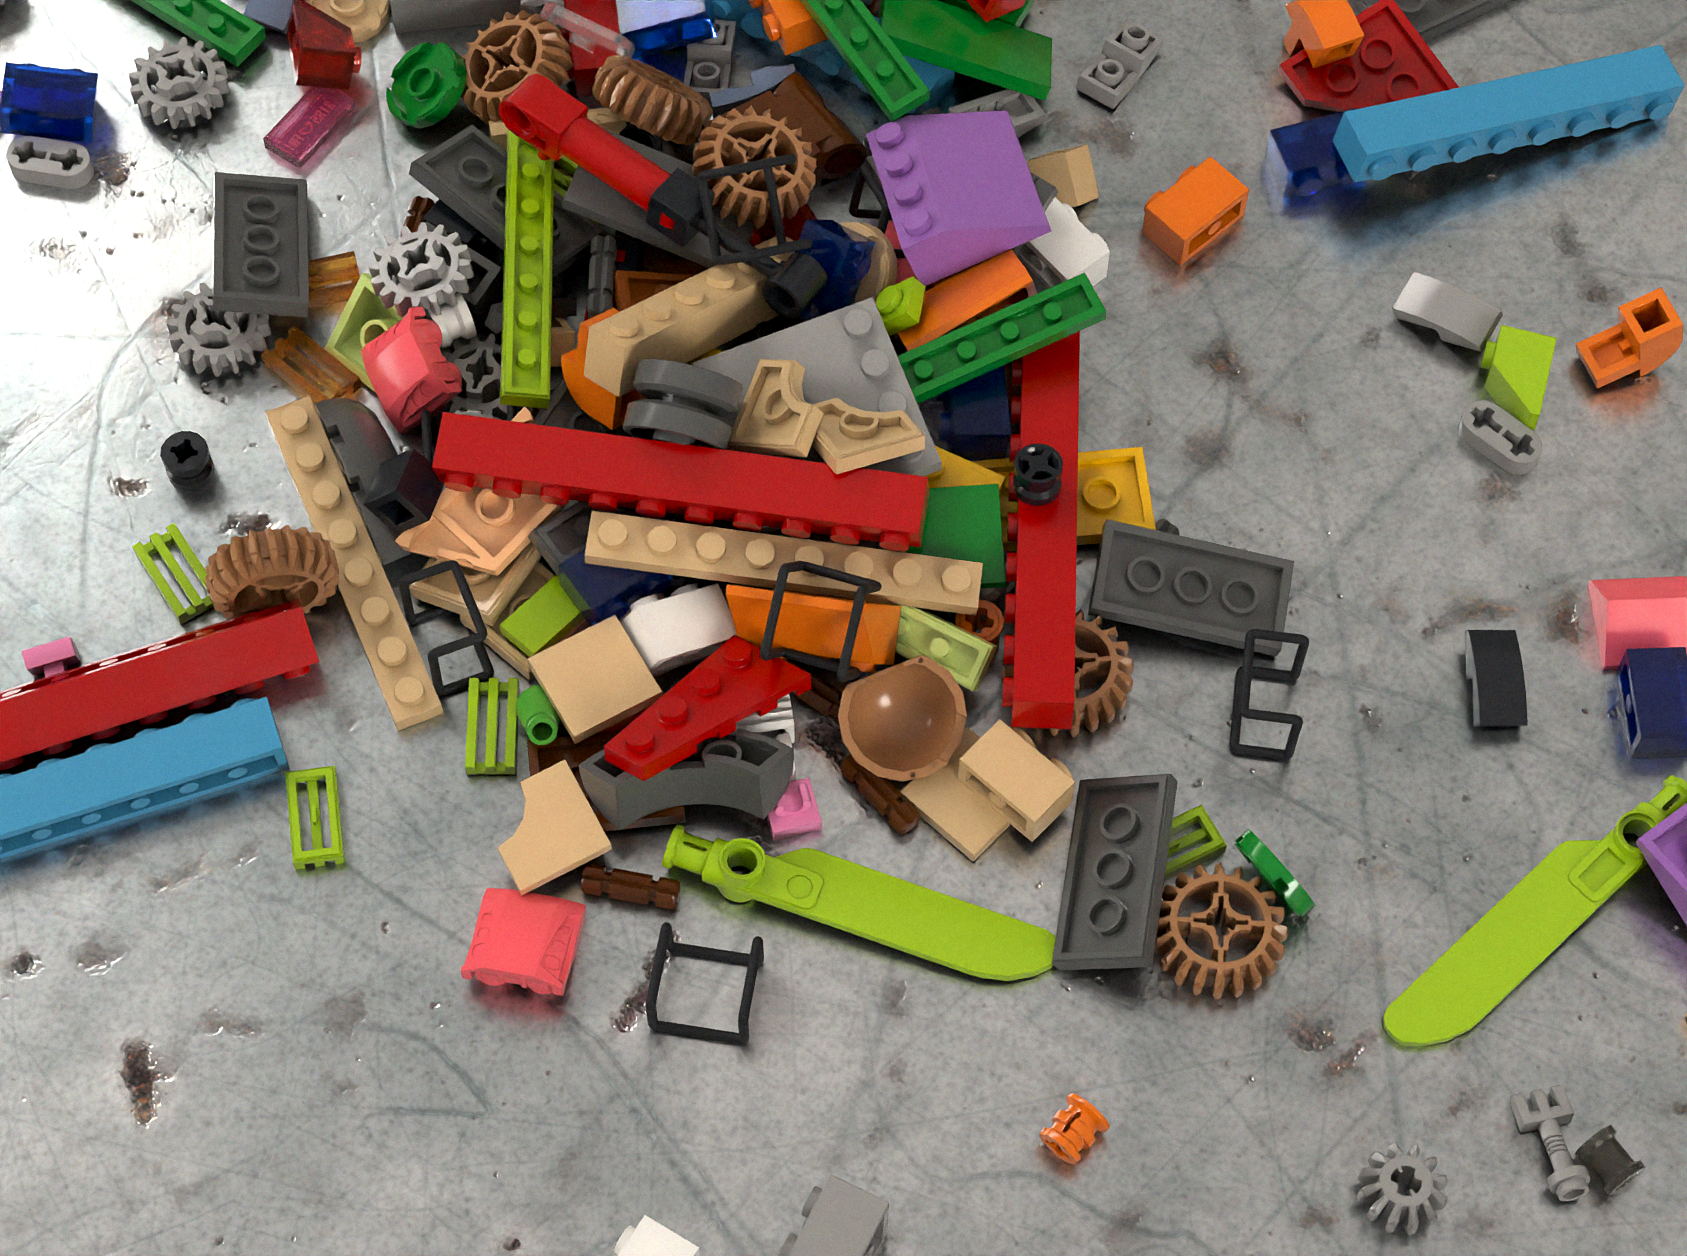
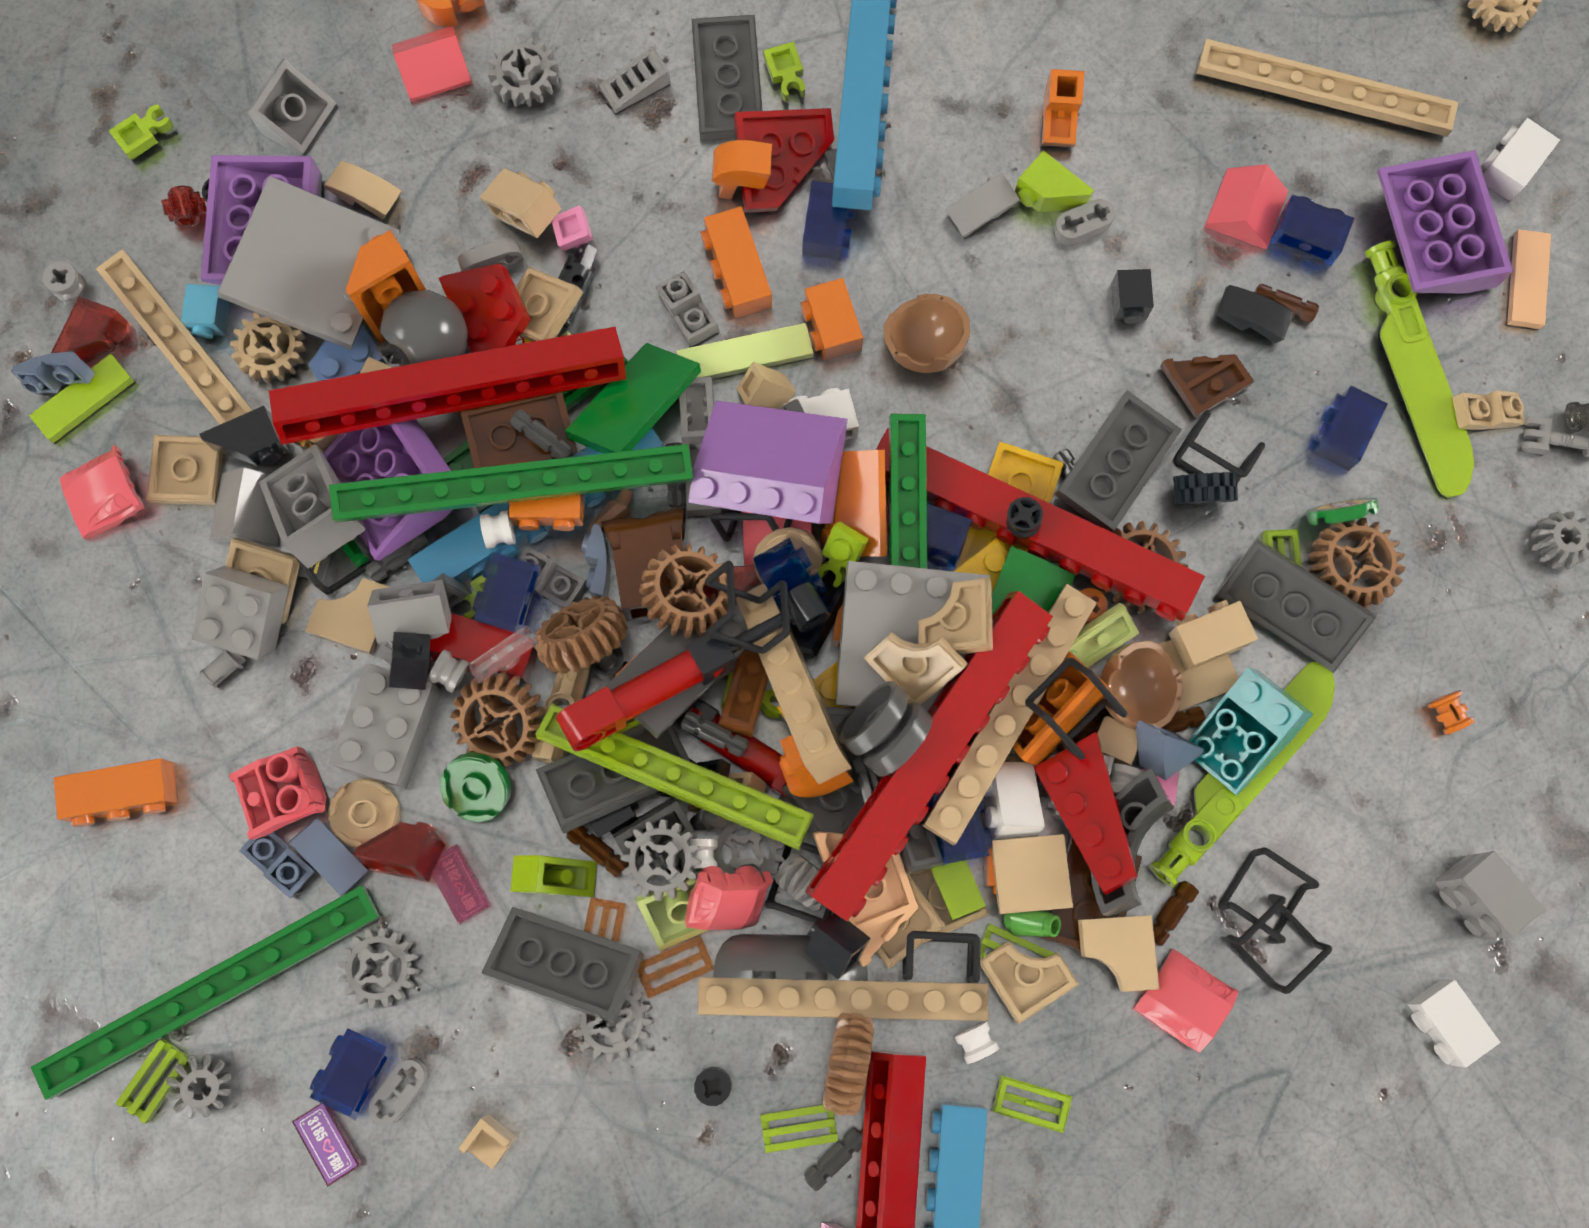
camera: 65 degrees left, 15 degrees up
(32, 262) = (488, 1141): none -> tan panel
(147, 620) = (834, 1159): none -> dark grey axle
(359, 203) = (553, 876): none -> lime slope
(362, 718) = (976, 1042): none -> white wheel
(462, 742) = (1026, 982): none -> tan tile
(596, 1041) = (1278, 904): none -> black piece
(817, 729) = (1117, 741): none -> tan panel
(835, 94) = (614, 509): none -> medium nougat bar
(835, 775) = (1164, 750): none -> sand blue slope
(917, 872) = (1248, 729): none -> teal slope
(1111, 153) = (738, 353): none -> yellowish green tile
(1206, 85) = (736, 263): none -> orange brick
(1209, 695) = (1205, 488): none -> black wheel
(1230, 306) = (927, 333): none -> medium nougat cylinder
(1368, 659) = (1207, 380): none -> reddish brown wing
(1403, 852) = (1349, 427): none -> clear blue brick
(1430, 523) = (1132, 295): none -> black brick
(1491, 33) = (785, 67): none -> lime plate
(1536, 1029) = (1488, 411): none -> tan slope
(1542, 742) = (1306, 311): none -> reddish brown axle

